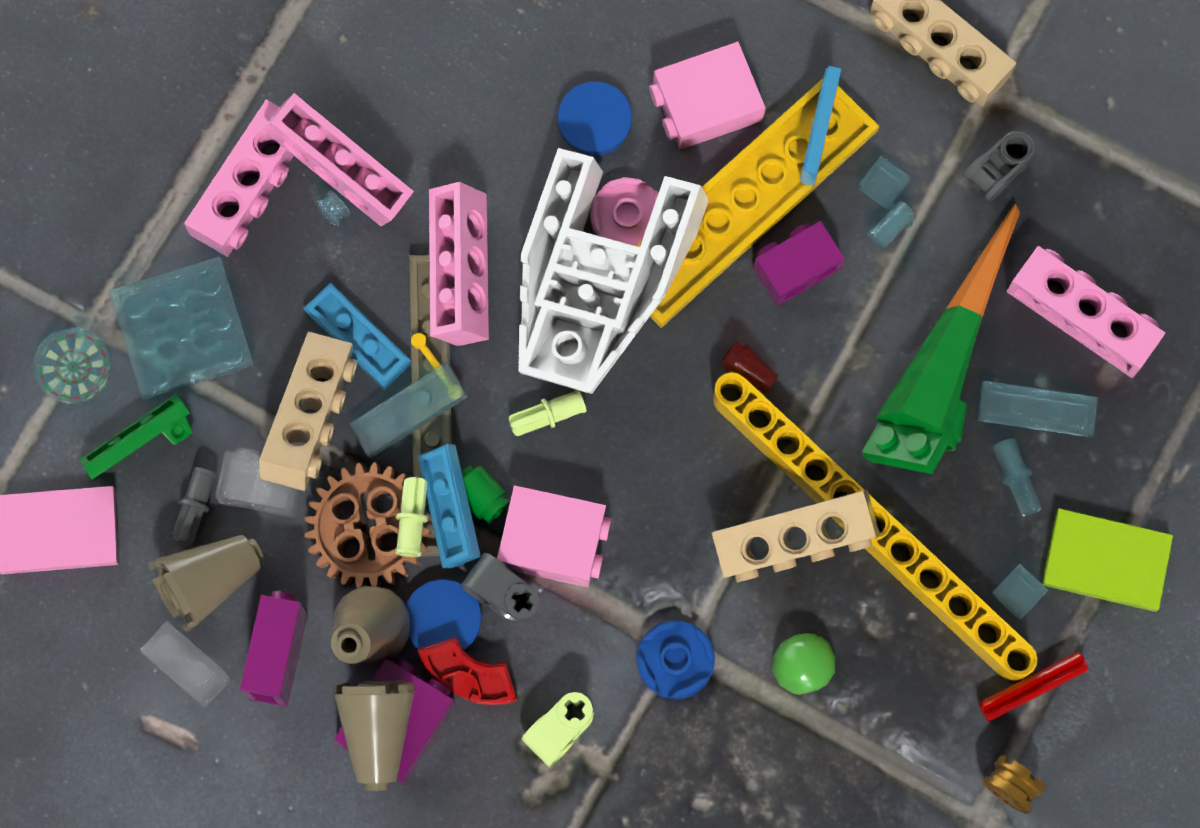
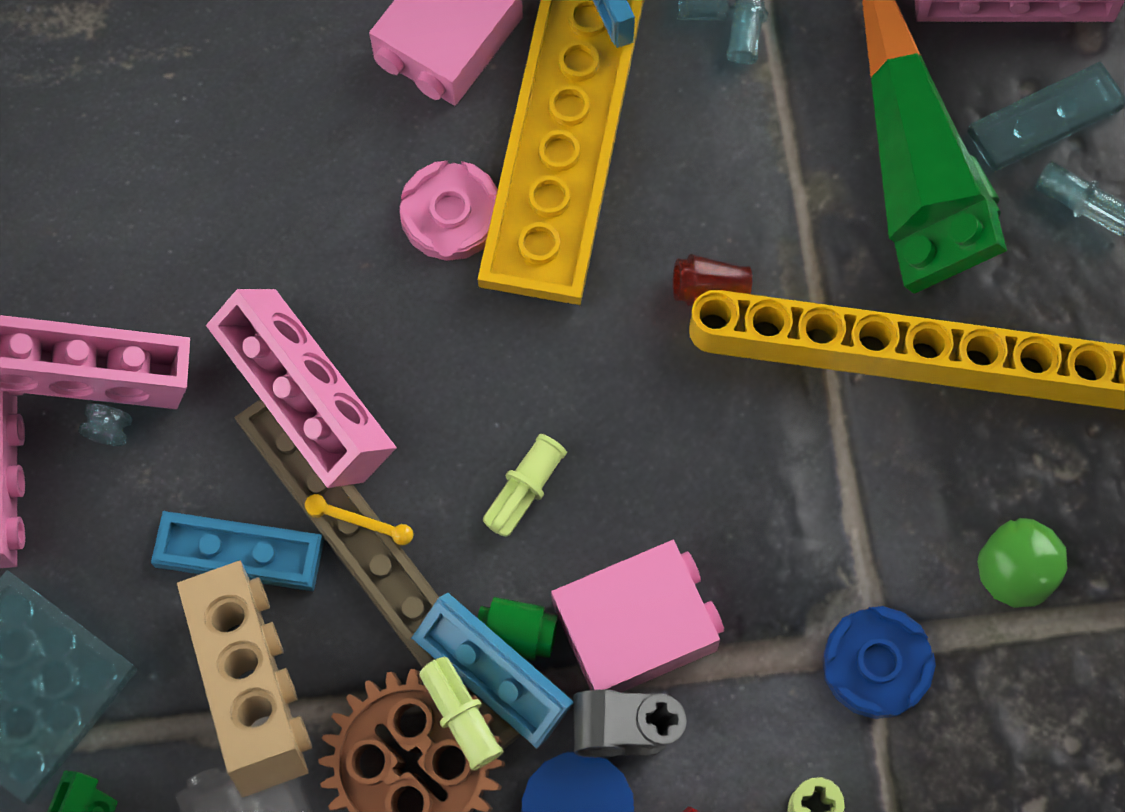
camera: 30 degrees left, 5 degrees down
(408, 410) = (361, 593): clear light blue tile -> none
(589, 292) = (478, 315): white wedge -> none
(594, 118) = (337, 131): blue tile -> none
(734, 542) = (982, 369): tan brick -> none
(797, 262) = (678, 132): magenta brick -> none

